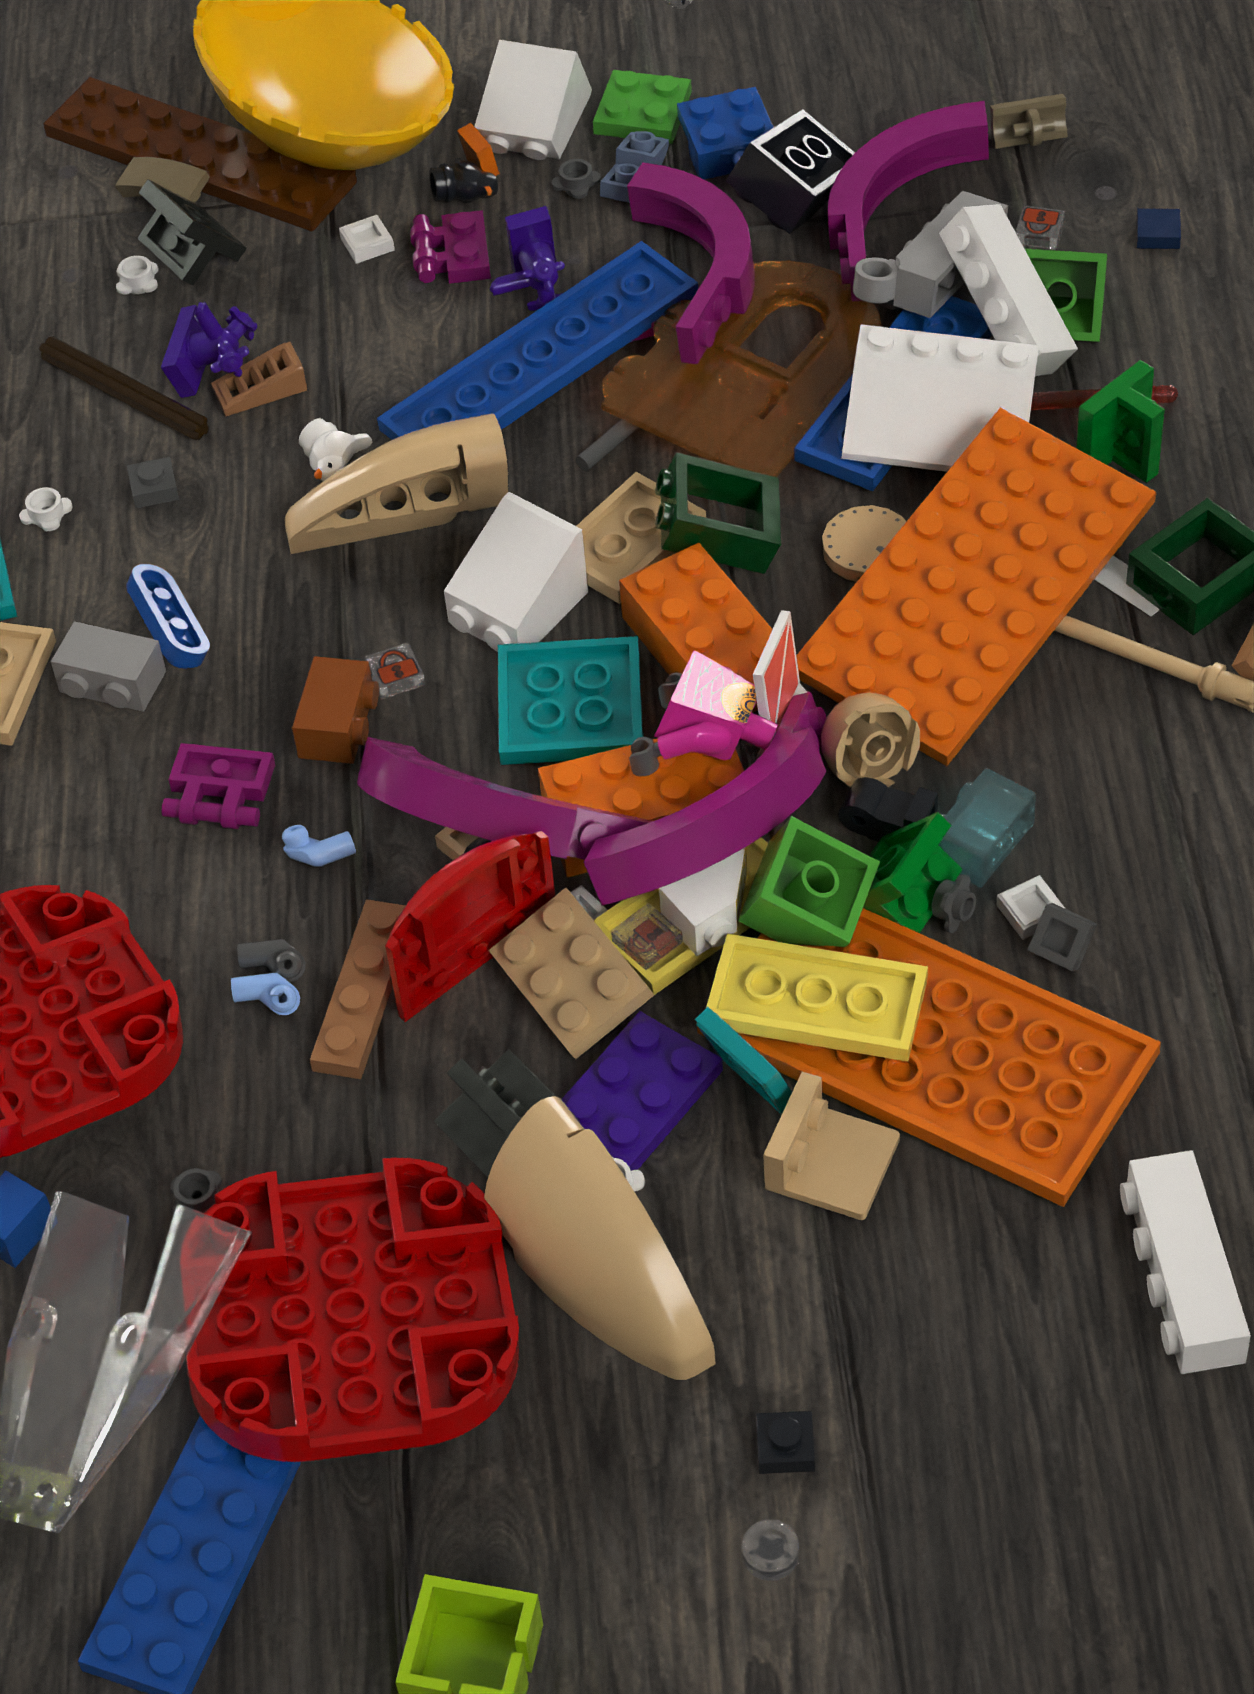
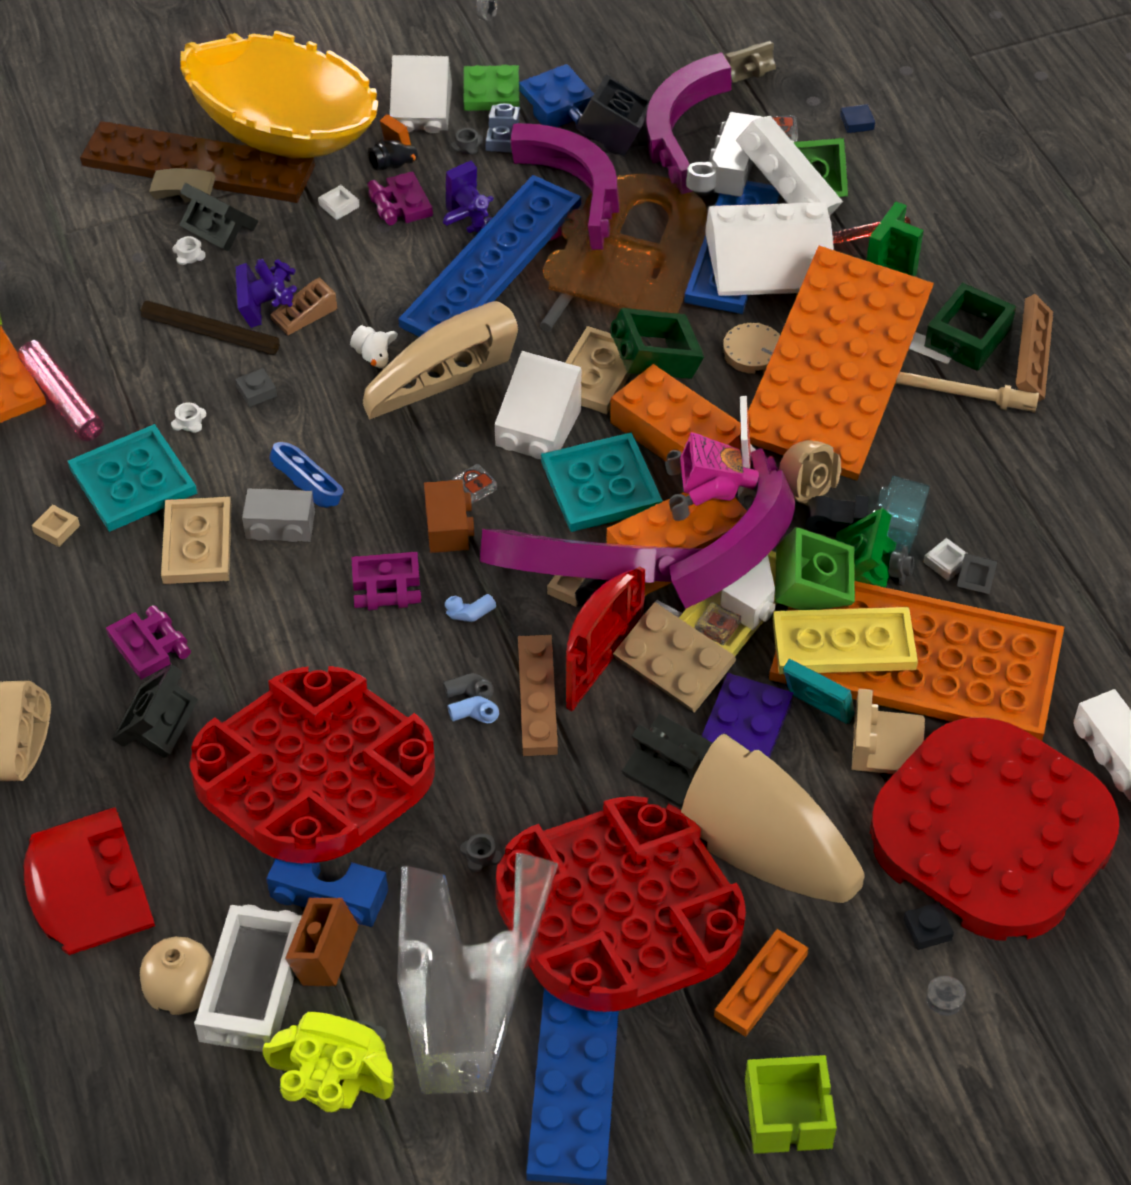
camera: 20 degrees left, 0 degrees up
(508, 1468) = (761, 982): none -> orange plate
(938, 1318) = (994, 827): none -> red plate

